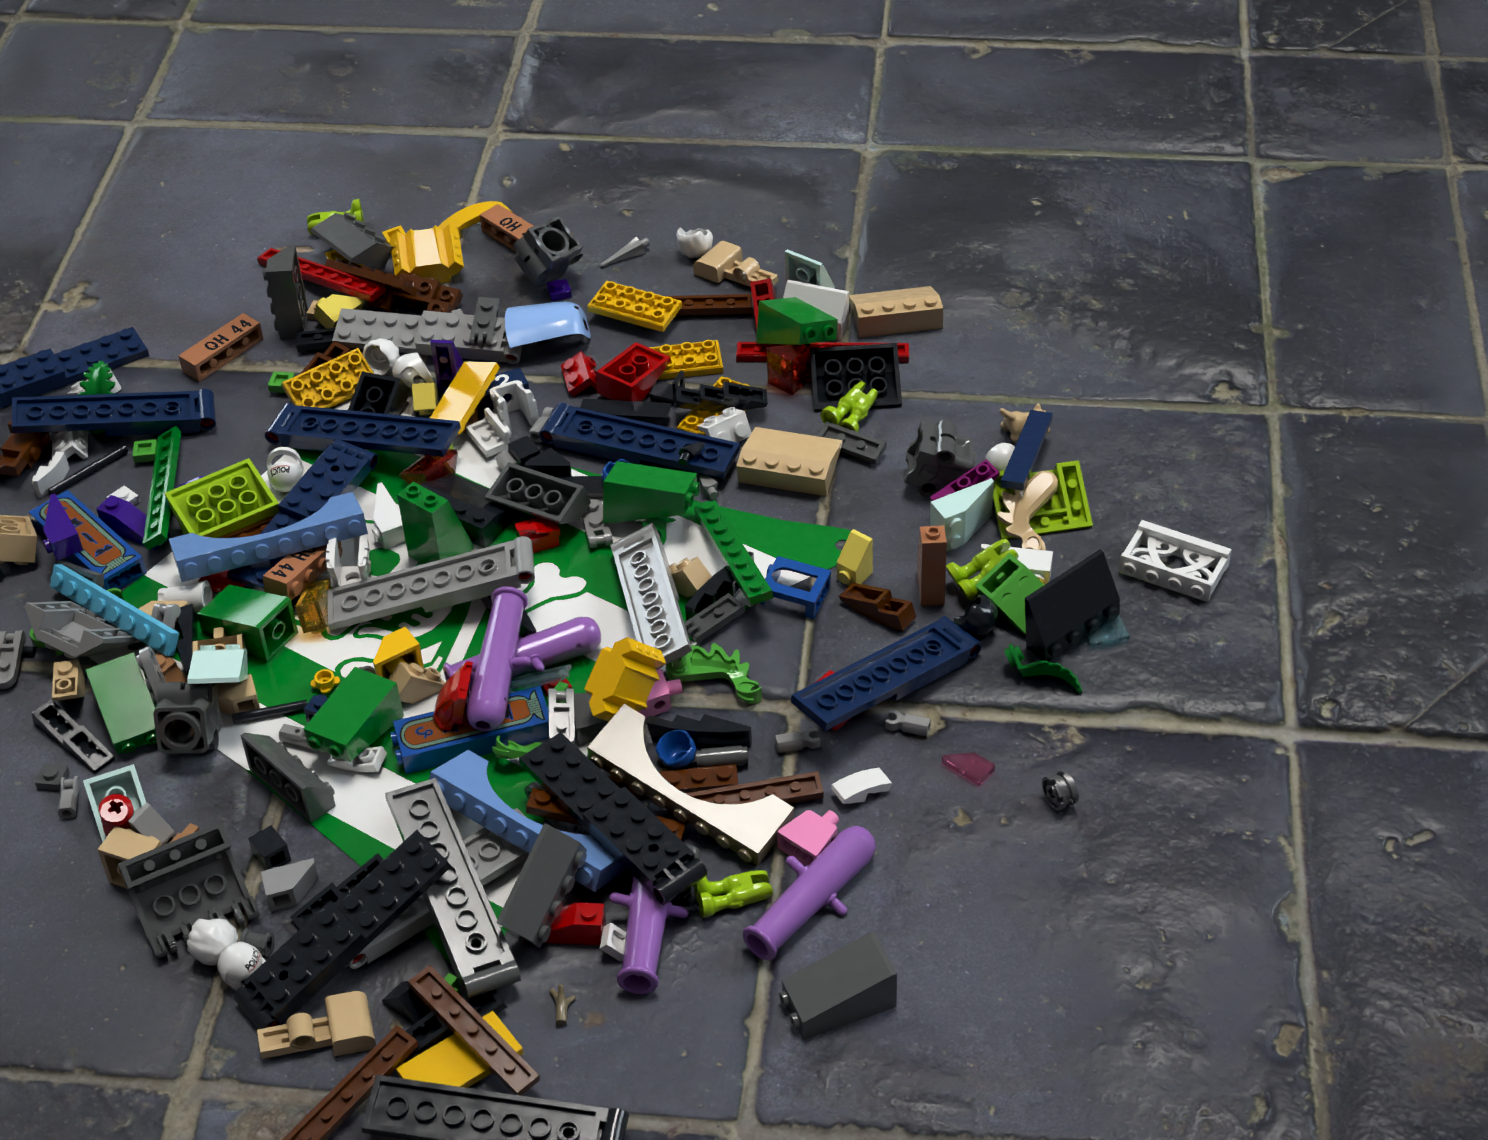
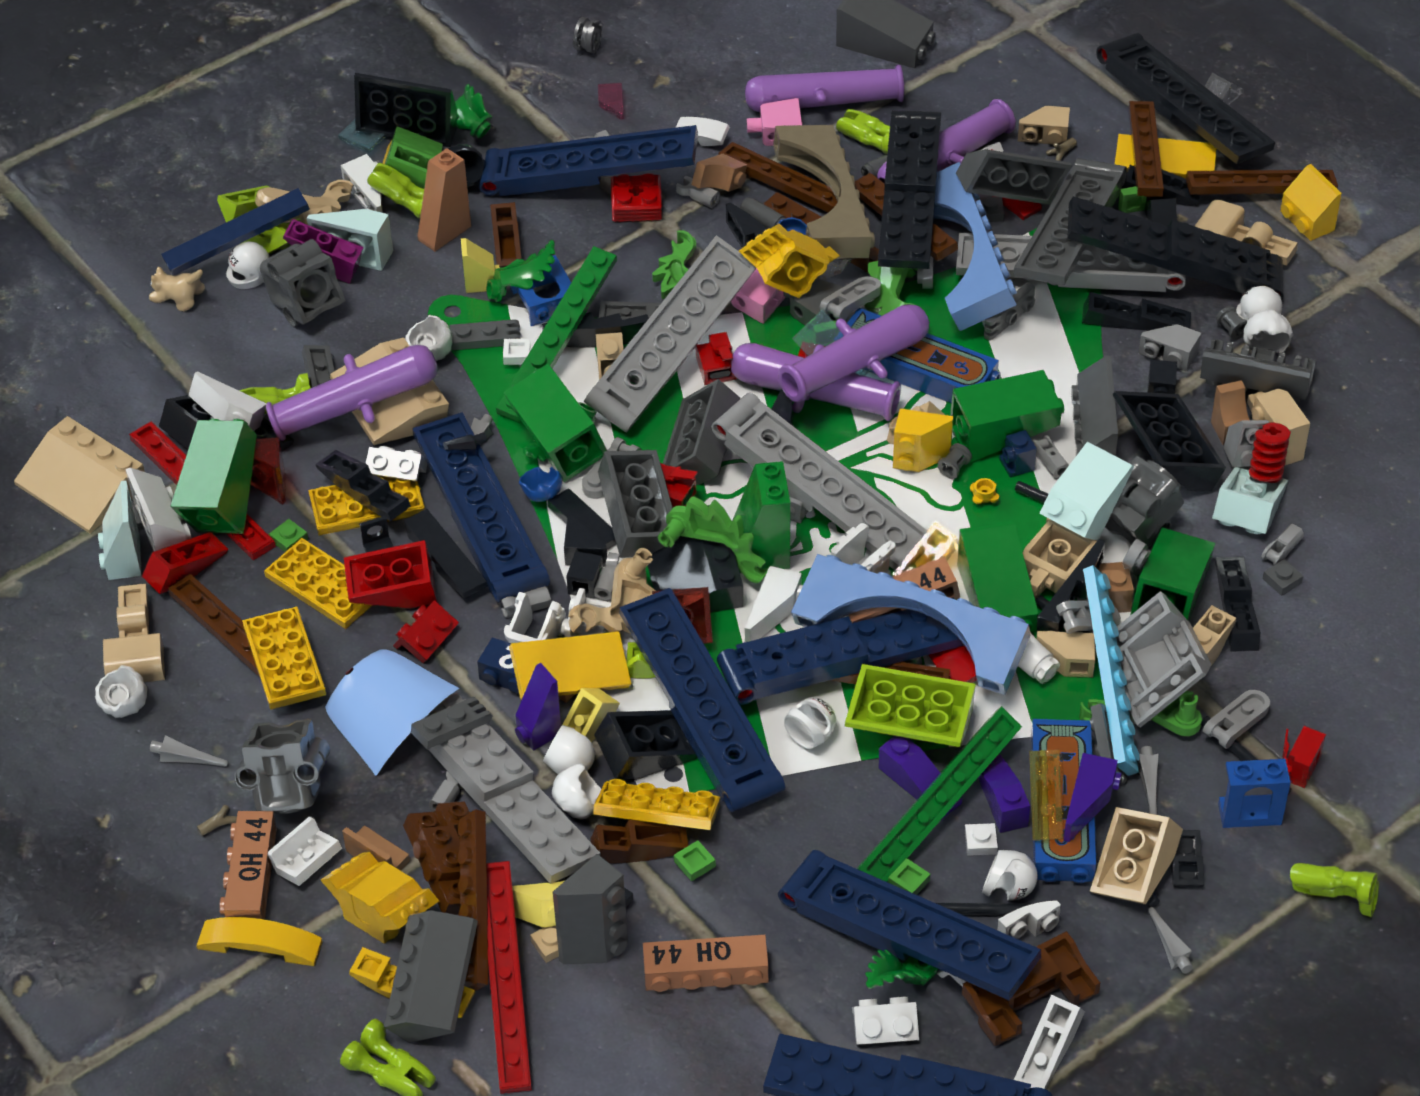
camera: 135 degrees left, 5 degrees up
(43, 594) = (1148, 771): none -> light grey piece
(80, 480) = (1012, 873): none -> white helmet
(89, 513) = (1047, 794): none -> clear yellow slope
(212, 779) = (1172, 437): none -> black slope
(277, 1099) = (1311, 203): none -> yellow slope
(453, 698) = (919, 348): red slope -> none
(464, 275) = (369, 841): none -> medium nougat panel
(470, 488) = (714, 524): none -> bright green animal
(473, 455) = (628, 587): none -> tan animal
(497, 254) = (303, 852): none -> white bracket
(563, 578) = (692, 440): none -> dark grey slope
(593, 1010) = (1045, 126): none -> tan slope
(613, 625) = (715, 358): none -> red piece
(734, 365) = (287, 535): none -> bright green plate
(755, 540) = (515, 351): none -> white plate
(792, 755) = (720, 173): none -> medium nougat arch
(794, 417) = (354, 390): none -> medium lavender piece
(795, 539) = (483, 334): none -> dark grey hinge
(814, 501) = (433, 334): none -> white hair
(817, 568) = (521, 272): none -> green plant
(852, 369) = (226, 402): none -> white slope
(1165, 542) = (267, 138): white fence -> none

